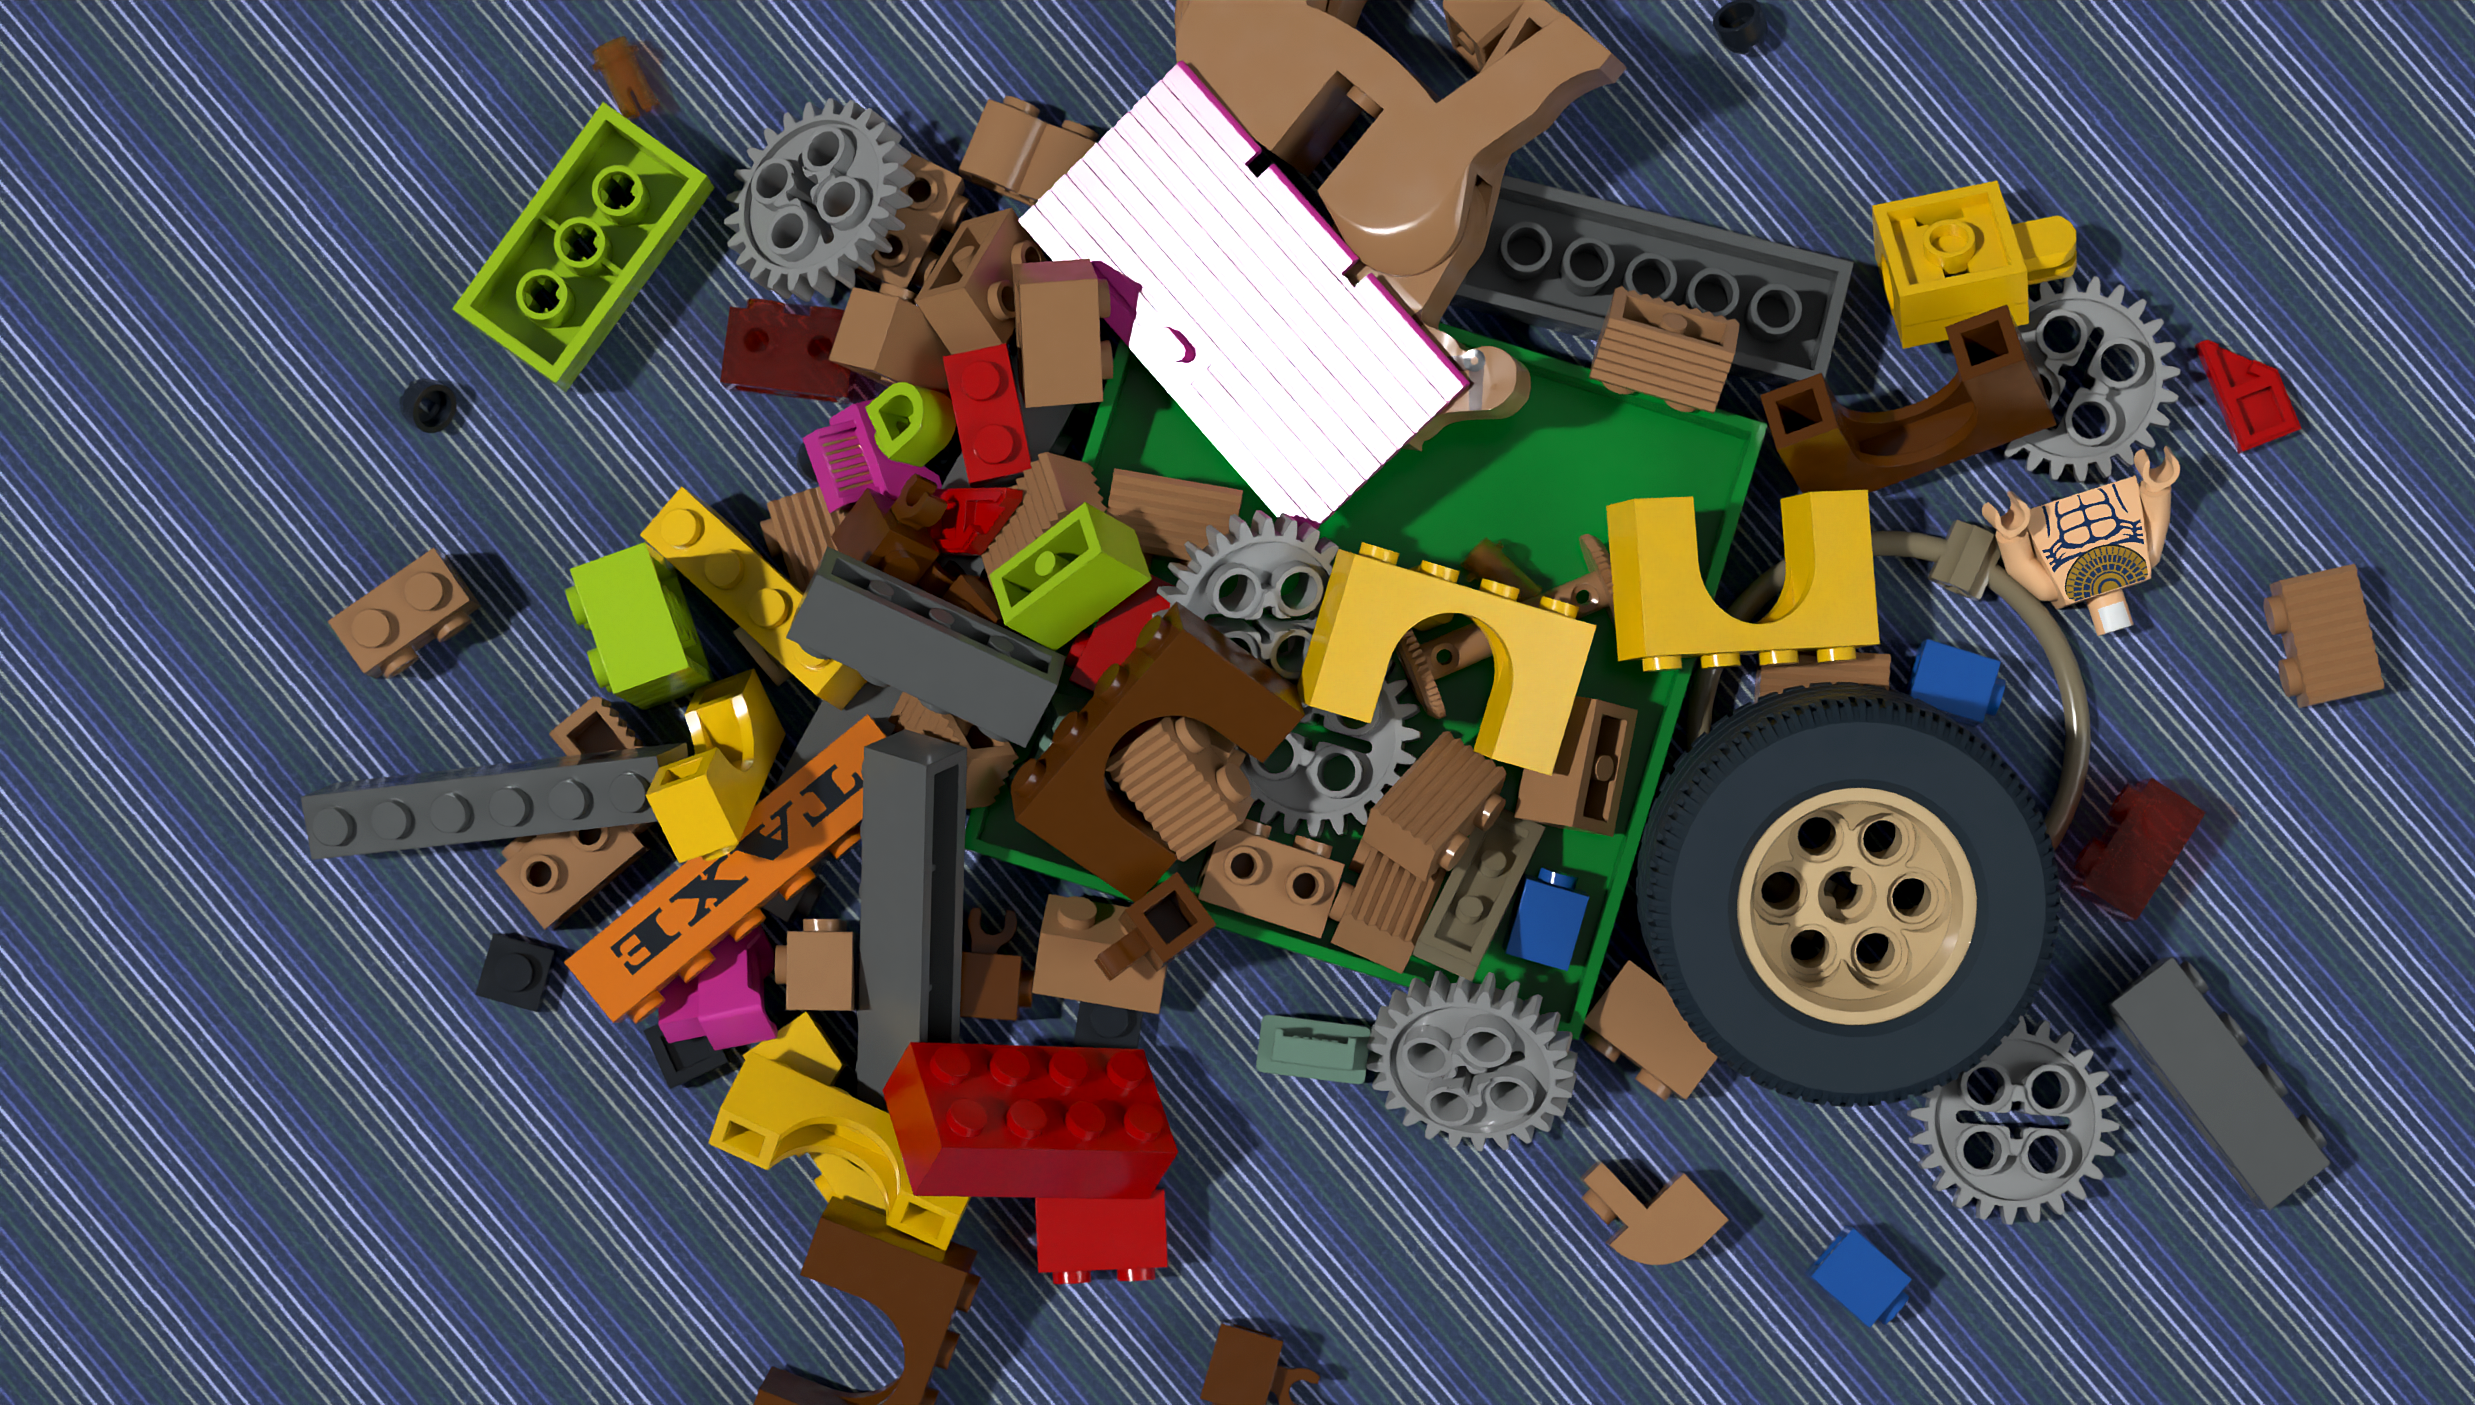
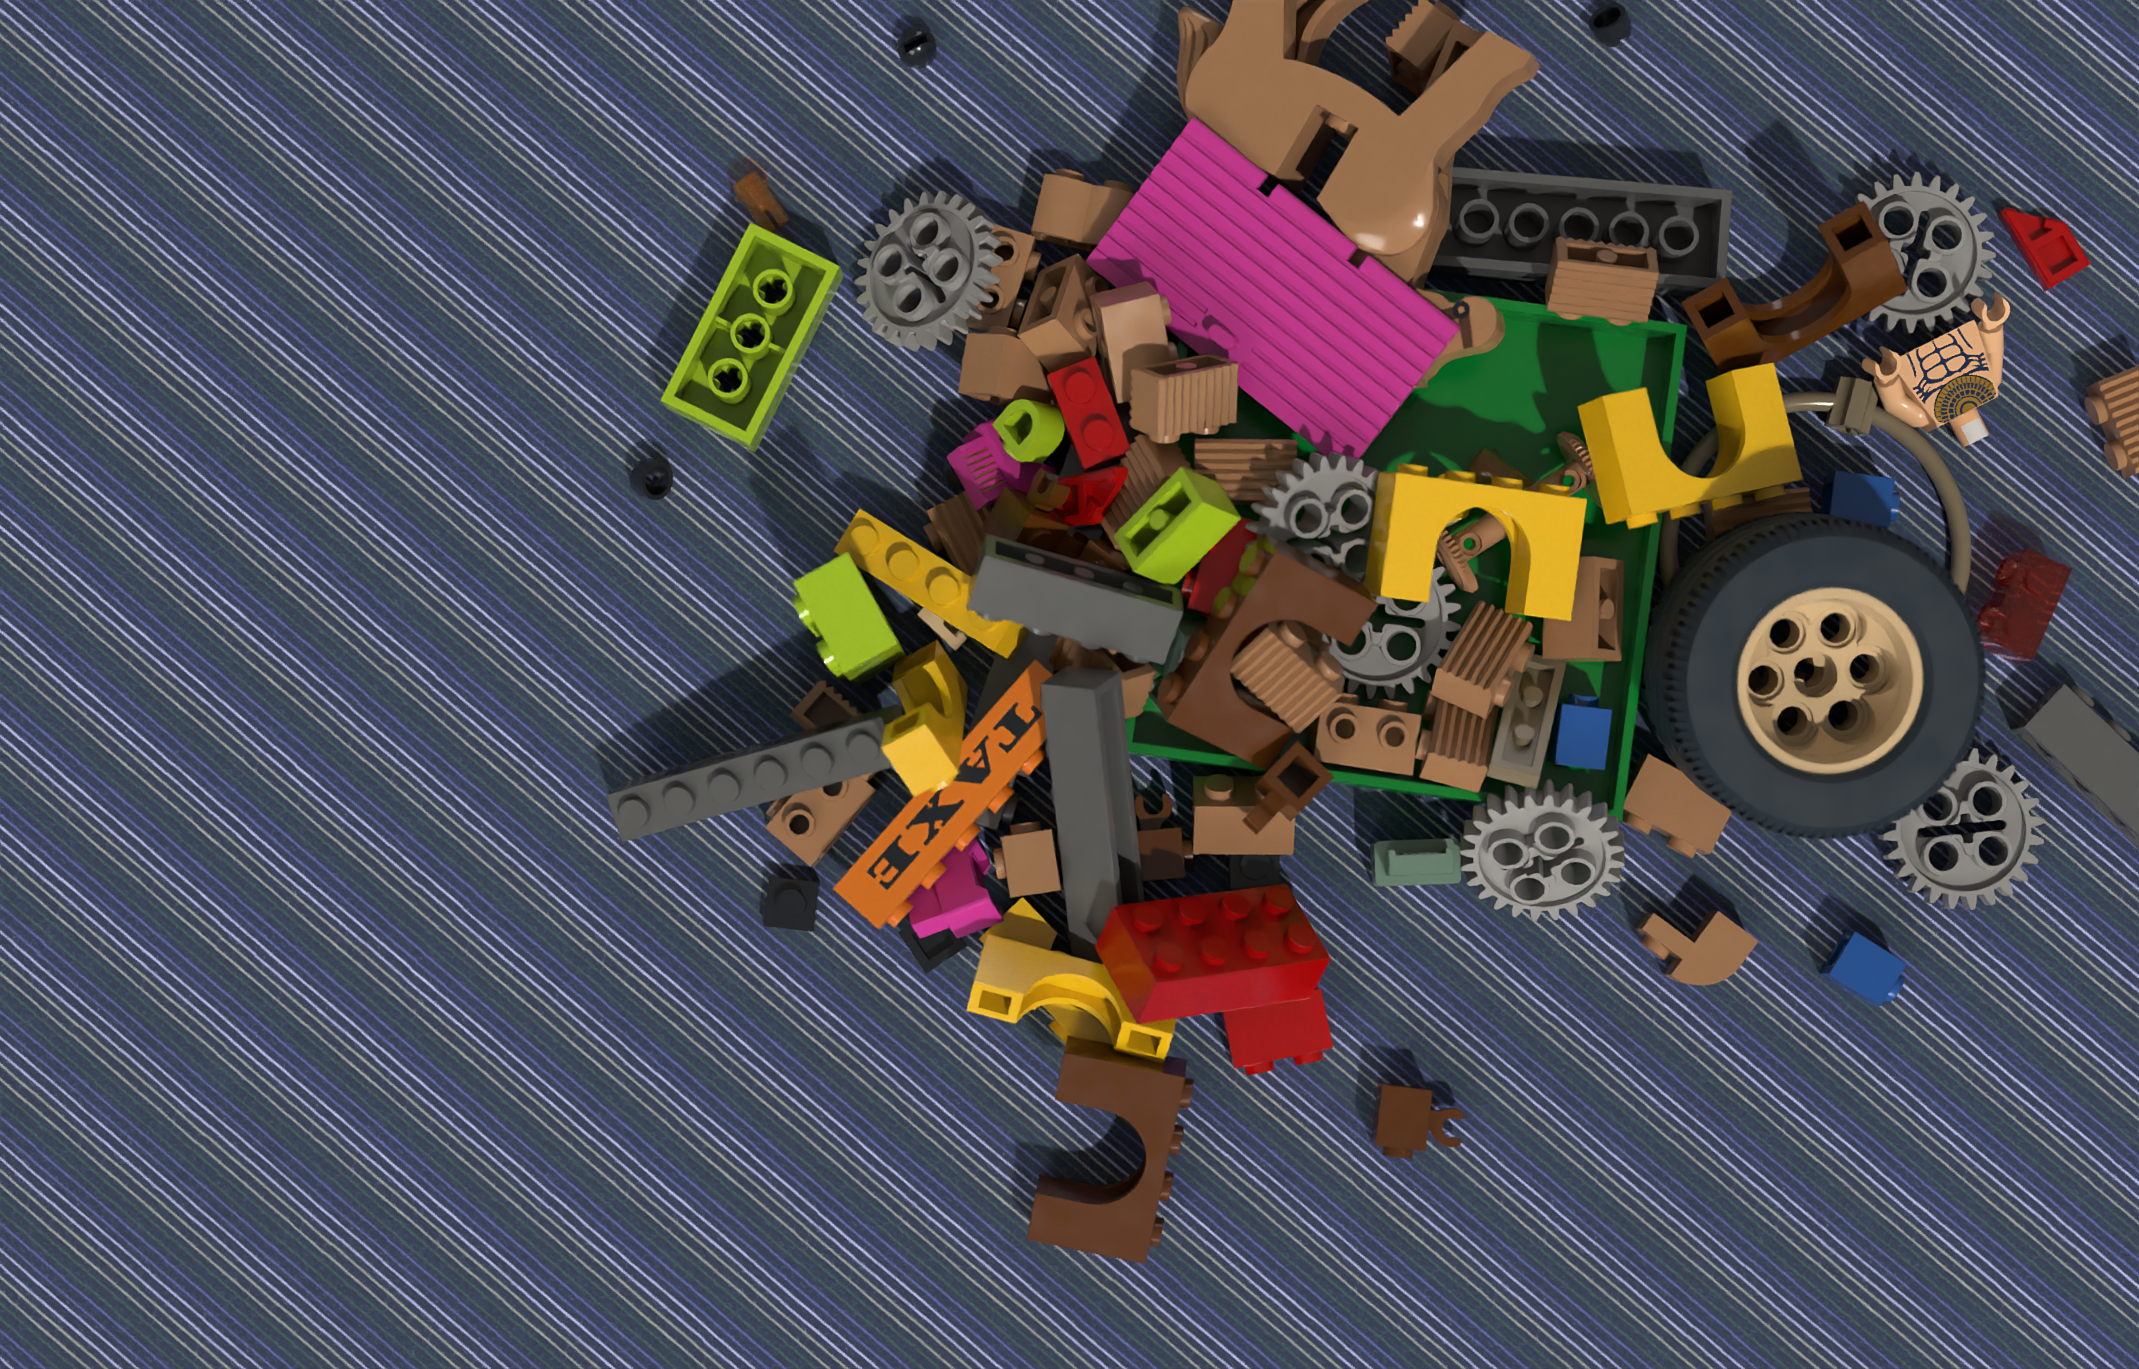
camera: 10 degrees left, 0 degrees up
(404, 615) = (661, 642): medium nougat brick -> none
(785, 353) = (921, 394): clear red brick -> none
(1109, 413) = (1184, 397): none -> medium nougat brick
(1968, 236) = (1814, 158): yellow brick -> none

